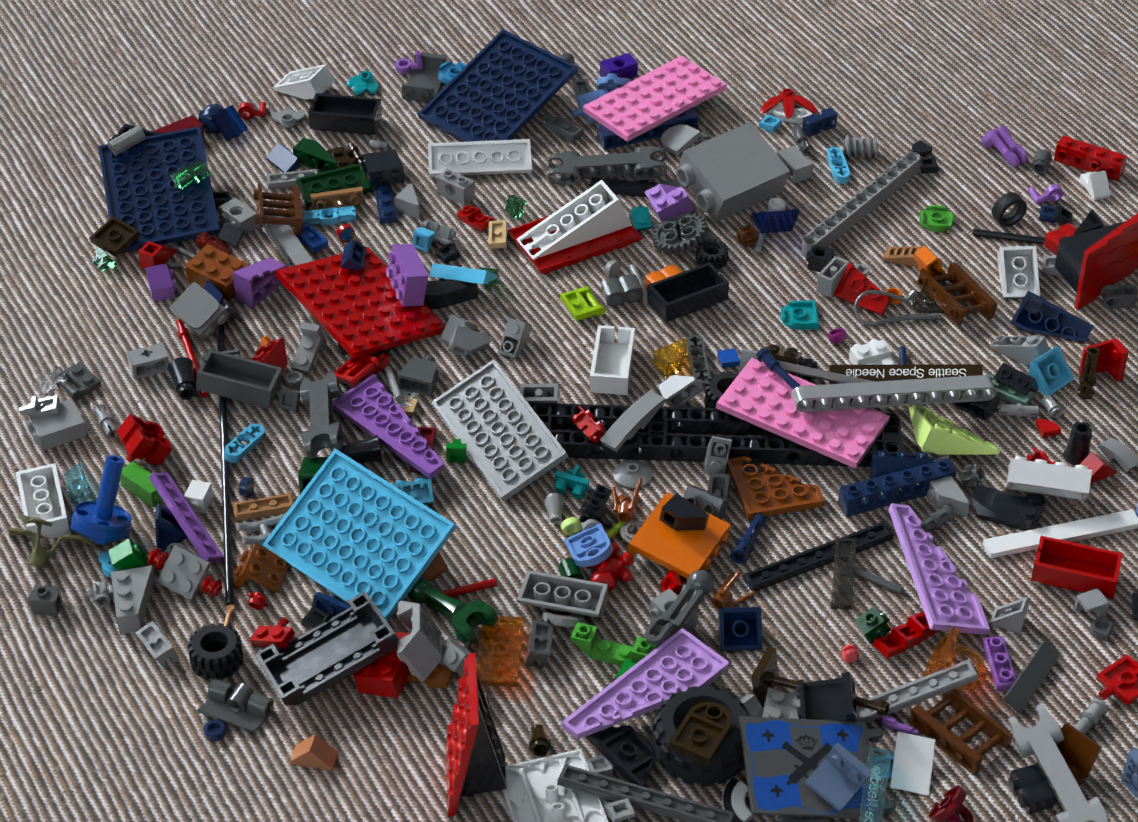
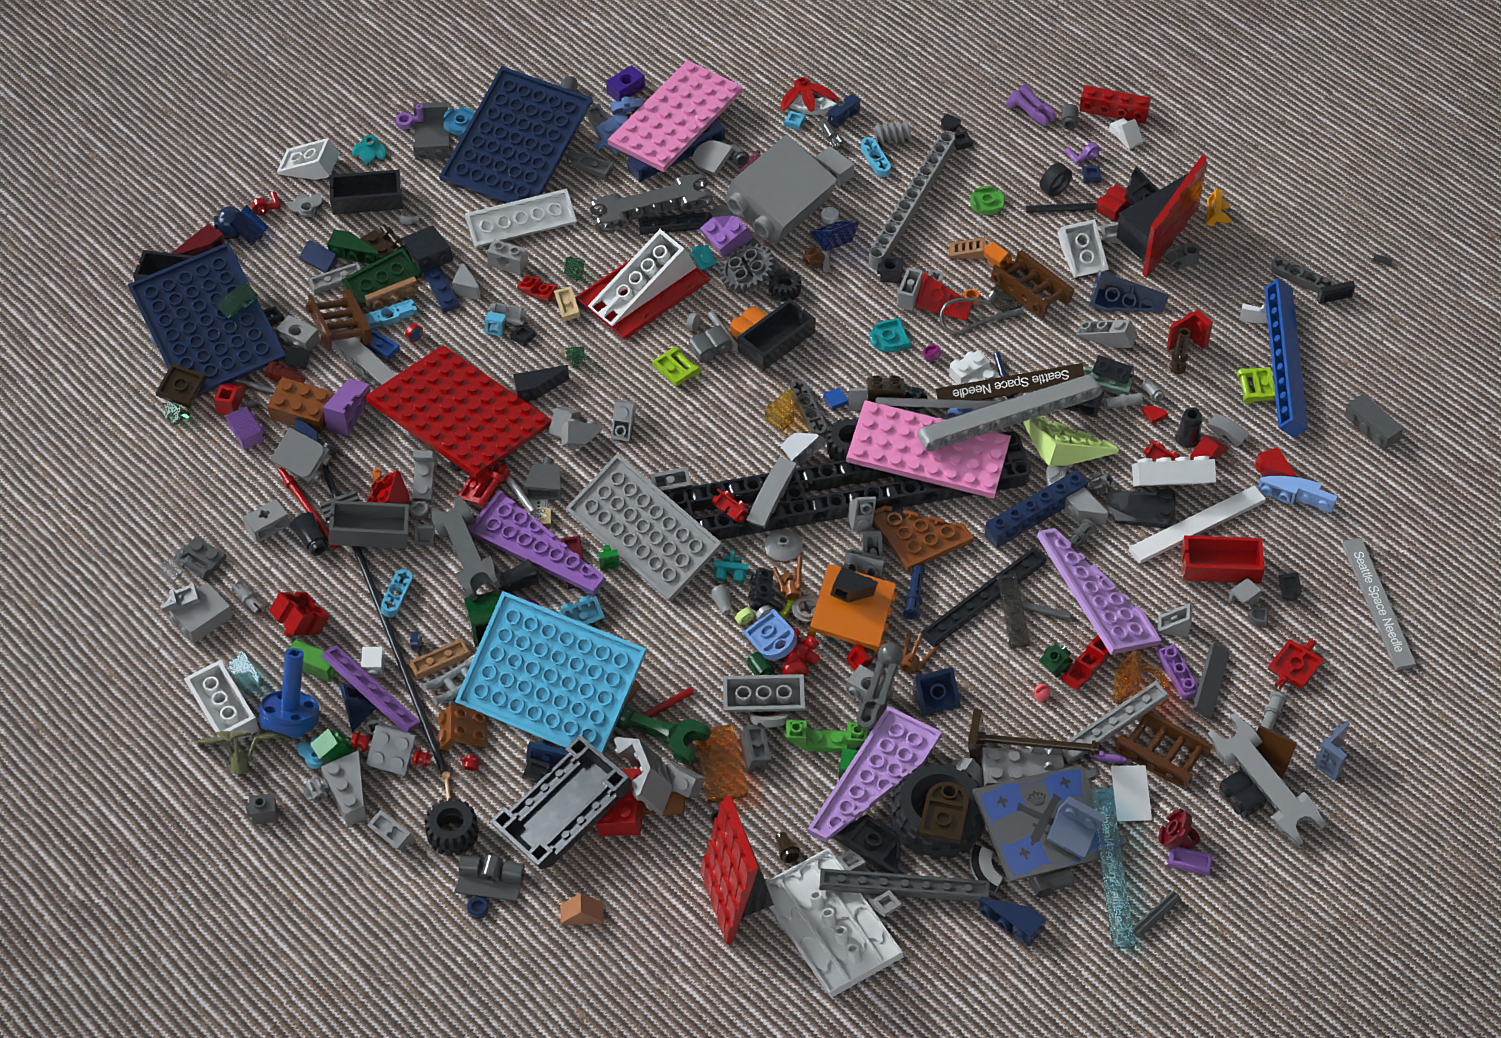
camera: 15 degrees left, 10 degrees up
(126, 140) = (158, 274): light grey axle -> none
(277, 635) = (500, 796): red plate -> none
(353, 256) = (435, 361): dark blue slope -> none
(407, 275) = (499, 374): medium lavender brick -> none
(461, 274) = (547, 359): medium azure slope -> none
(612, 360) = (728, 426): white piece -> none
(774, 365) = (889, 405): dark blue pin -> none
(828, 699) = (1043, 751): black panel -> none
(885, 463) = (1022, 487): dark blue slope -> none
(1051, 371) = (1142, 353): medium azure slope -> none
(1062, 215) = (1106, 175): black tile -> none

